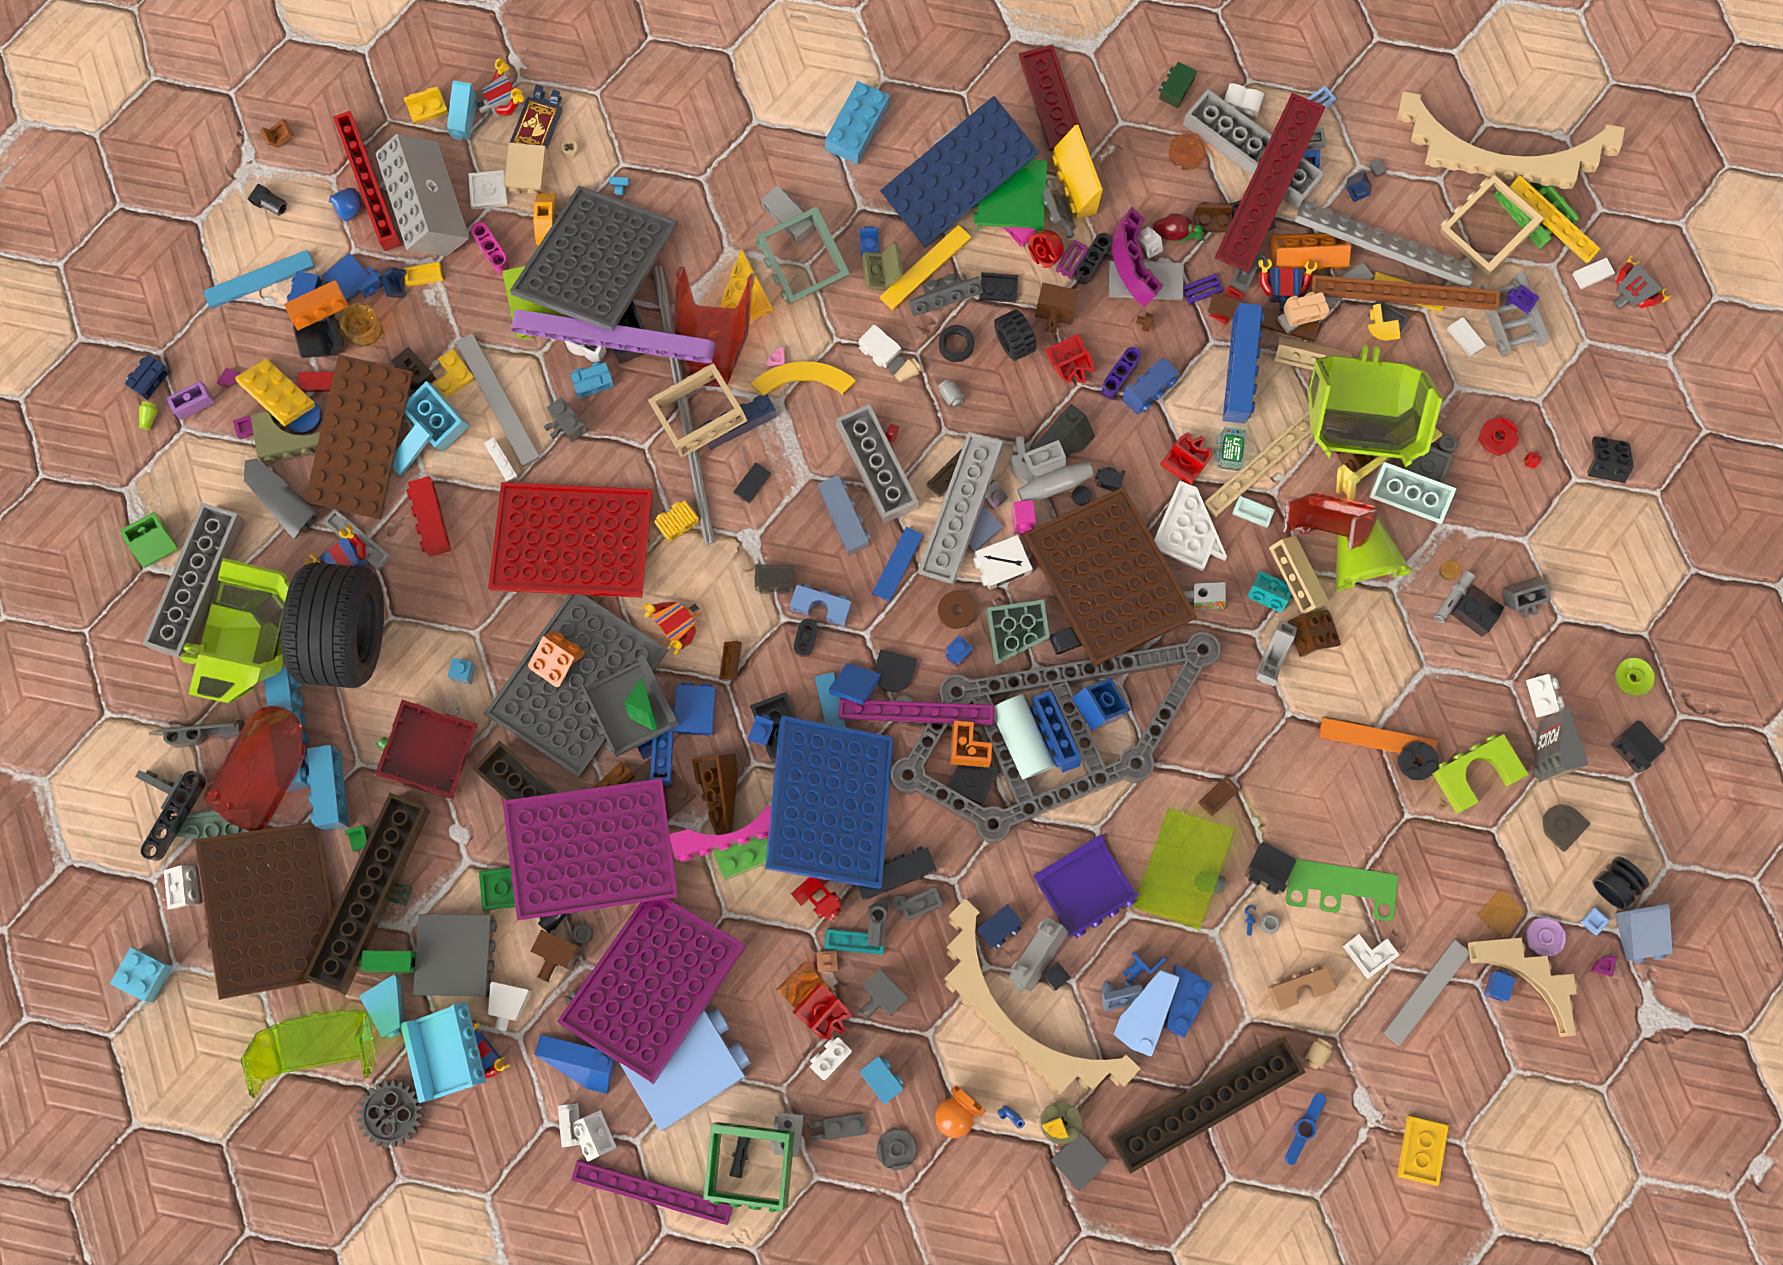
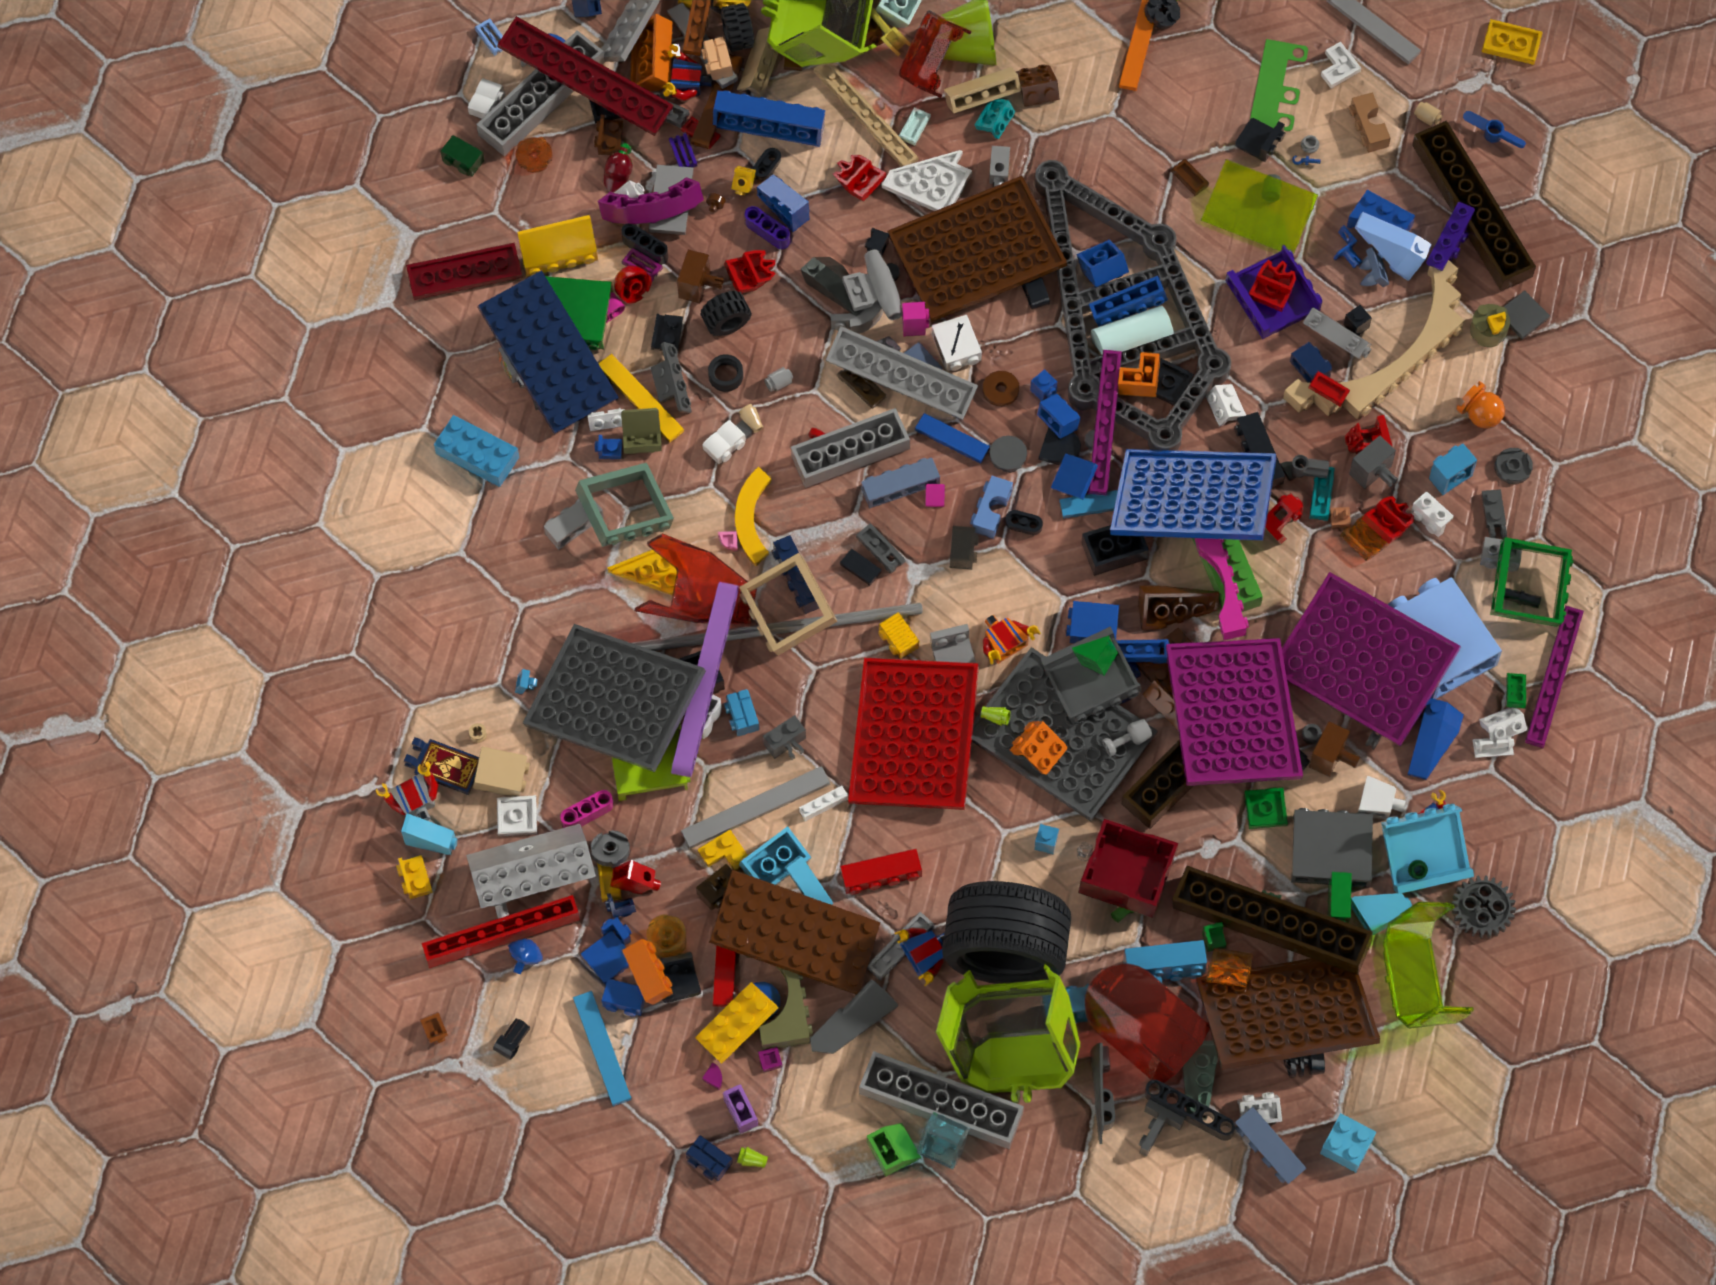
camera: 85 degrees left, 10 degrees down
(137, 896) = (1271, 1146): none -> sand blue brick
(149, 583) = (943, 1140): none -> clear light blue brick
(324, 853) = (1230, 967): none -> clear orange slope
(417, 292) = (634, 878): none -> red torso
(426, 1043) = (1423, 869): none -> dark green plate
(445, 279) = (610, 858): none -> dark grey plate
(544, 214) = (557, 754): light orange slope -> none
(570, 754) = (1137, 732): none -> light grey piece
(588, 617) = (997, 715): none -> lime cone
(632, 1149) = (1516, 690): none -> green plate
(662, 574) = (952, 645): none -> light grey bracket
(730, 660) = (1045, 590): reddish brown plate -> none
(761, 730) = (1120, 554): blue bracket -> none
(772, 499) = (880, 548): none -> dark grey plate
(832, 550) = (935, 495): none -> dark pink slope
(883, 620) = (1008, 453): none -> dark grey tile
(898, 231) = (602, 421): none -> white hinge
(912, 975) = (1355, 436): none -> red tile
(918, 904) = (1288, 435): dark grey hinge -> none
(923, 666) = (1058, 416): none -> blue brick
(950, 838) = (1225, 403): none -> white bracket
(966, 944) = (1329, 388): none -> red tile
(1016, 628) = (1024, 333): sand green wedge -> none
(1016, 1119) = (1479, 371): blue arm -> none
(1058, 208) = (600, 267): dark grey plate -> none
(1090, 884) = (1273, 285): none -> red plate
(1161, 1078) = (1451, 237): none -> dark purple bracket
(1172, 345) = (747, 175): none -> yellow brick
(1195, 367) = (767, 165): none -> black plate
(1230, 449) = (851, 138): brick -> none
(1275, 653) = (1057, 118): light grey arch -> none
(1345, 326) = (737, 27): none -> black tyre

